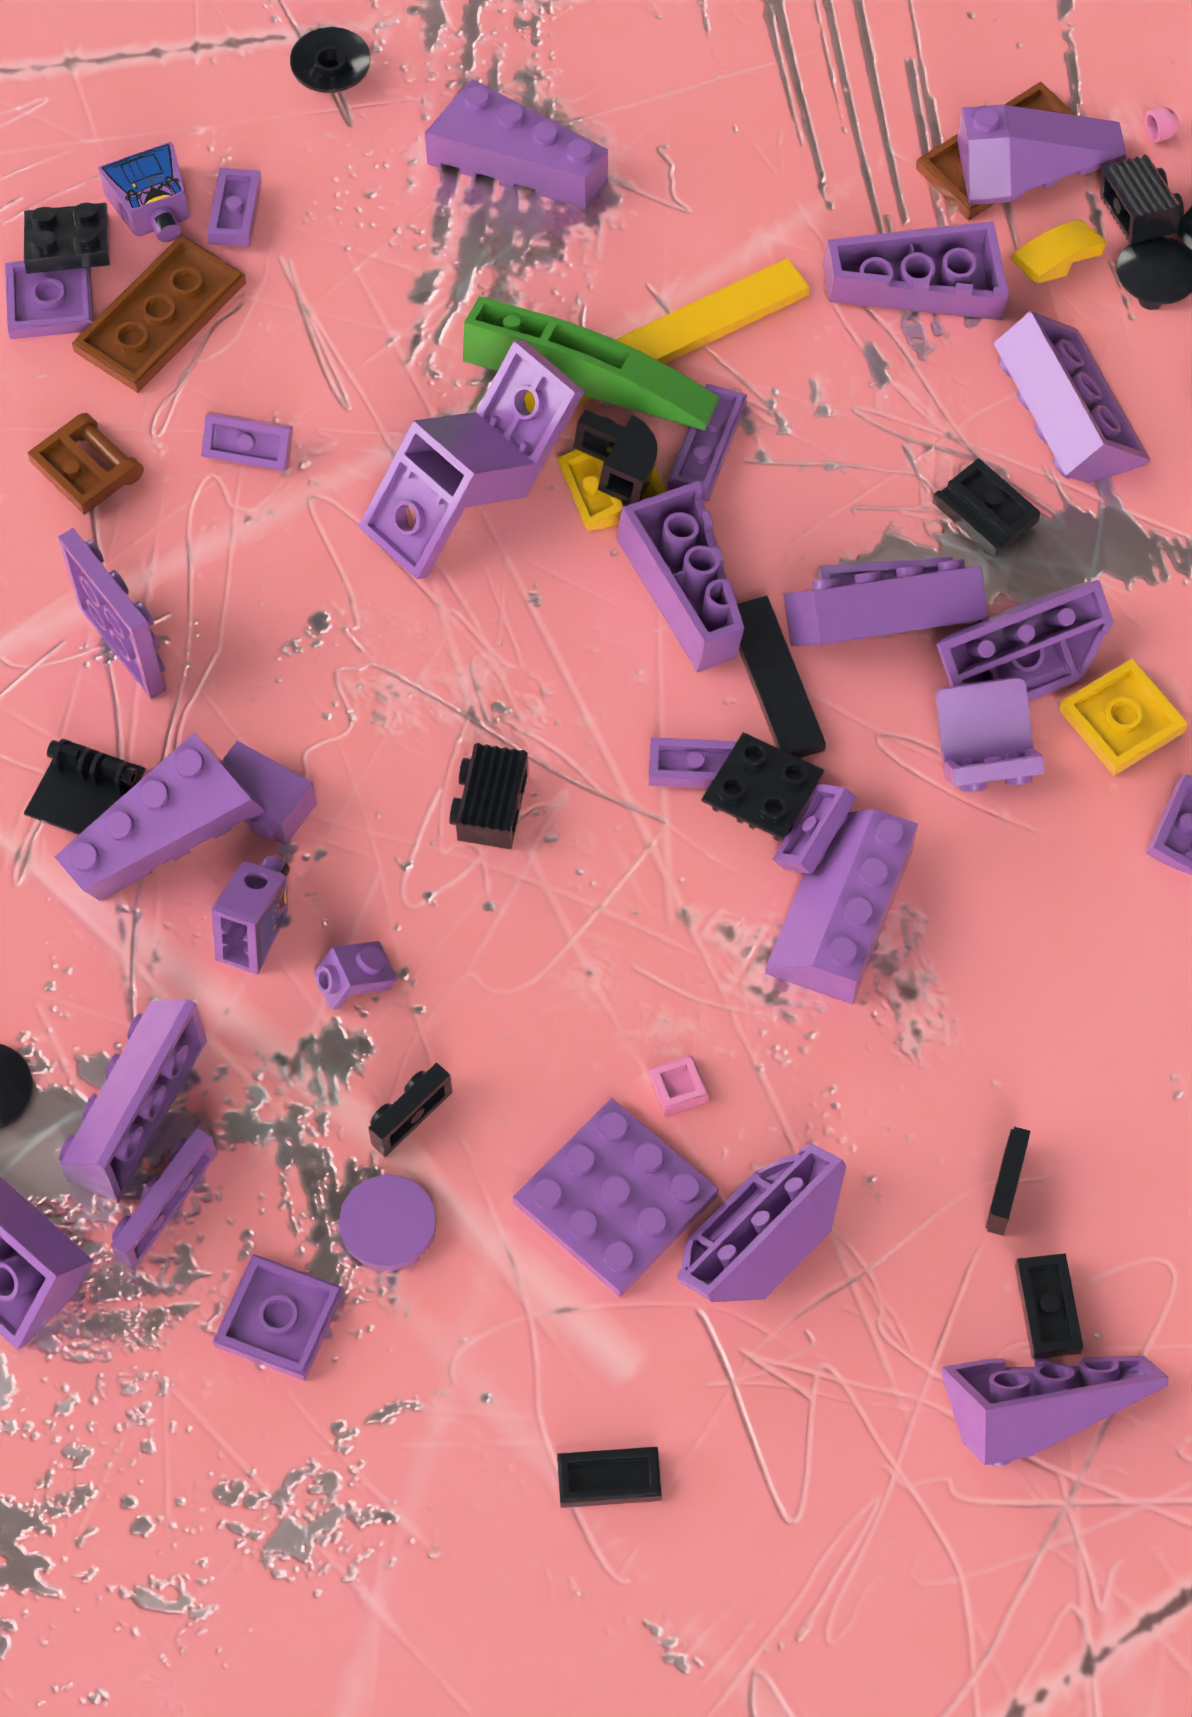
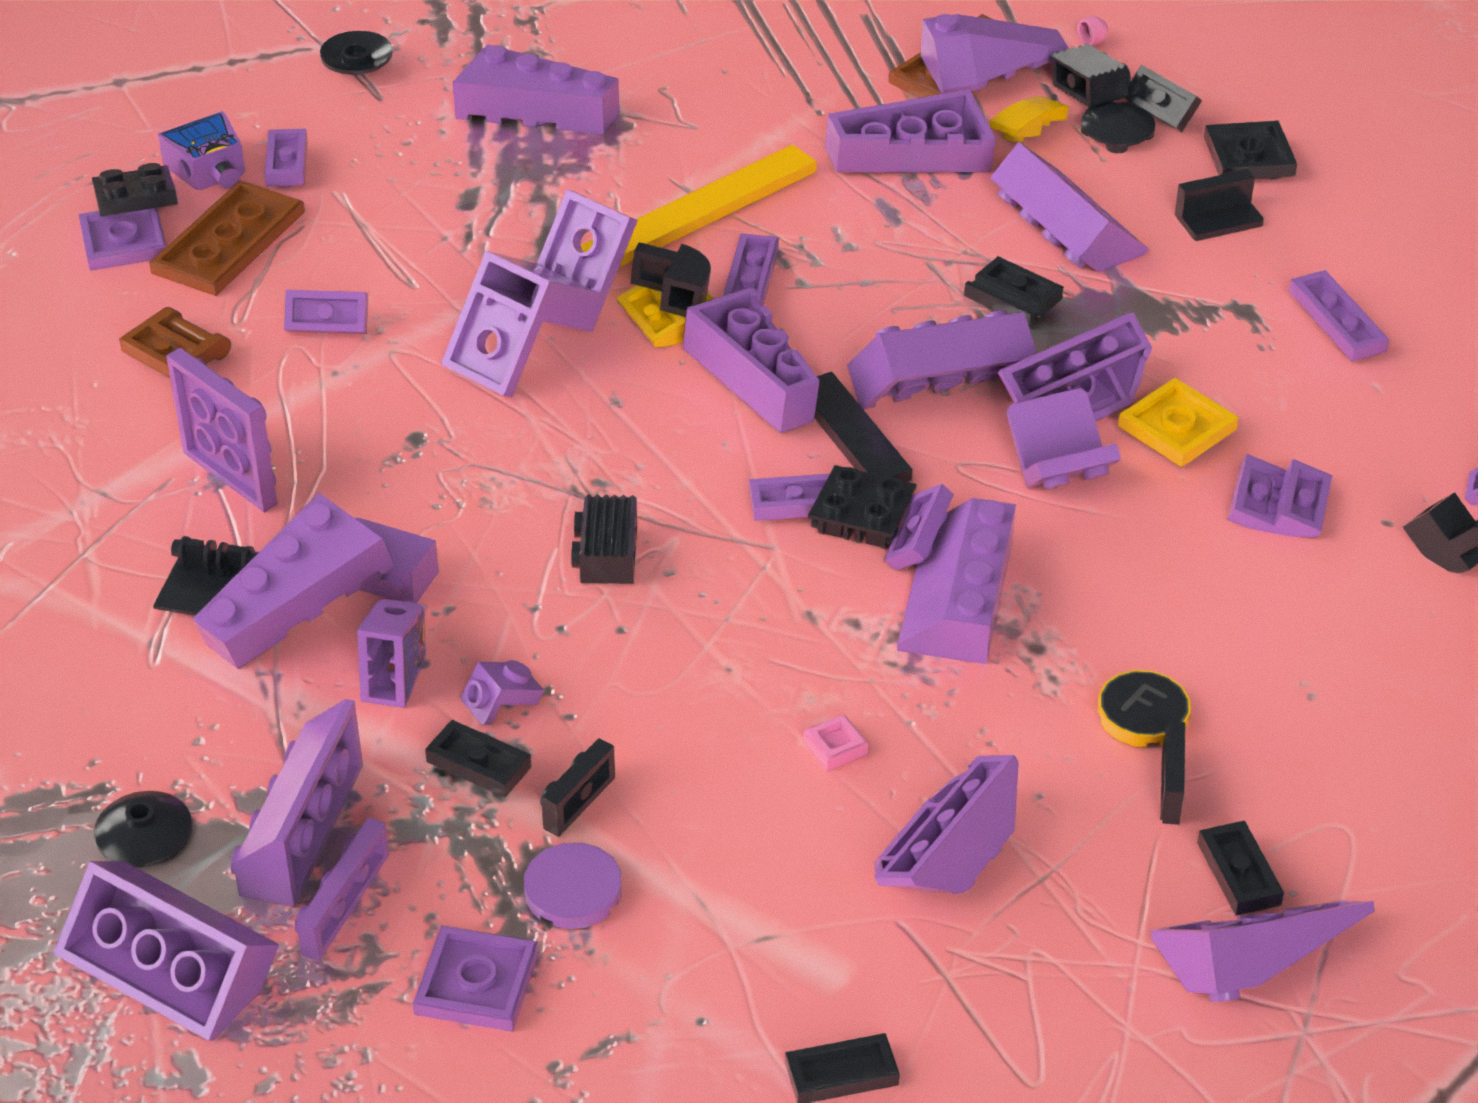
camera: 10 degrees left, 20 degrees down
(318, 1056) = (478, 758): none -> black plate
(590, 359) = (659, 223): bright green wedge -> none
(615, 1197) = (795, 837): medium lavender plate -> none
(999, 1089) = (1140, 704): none -> black tile

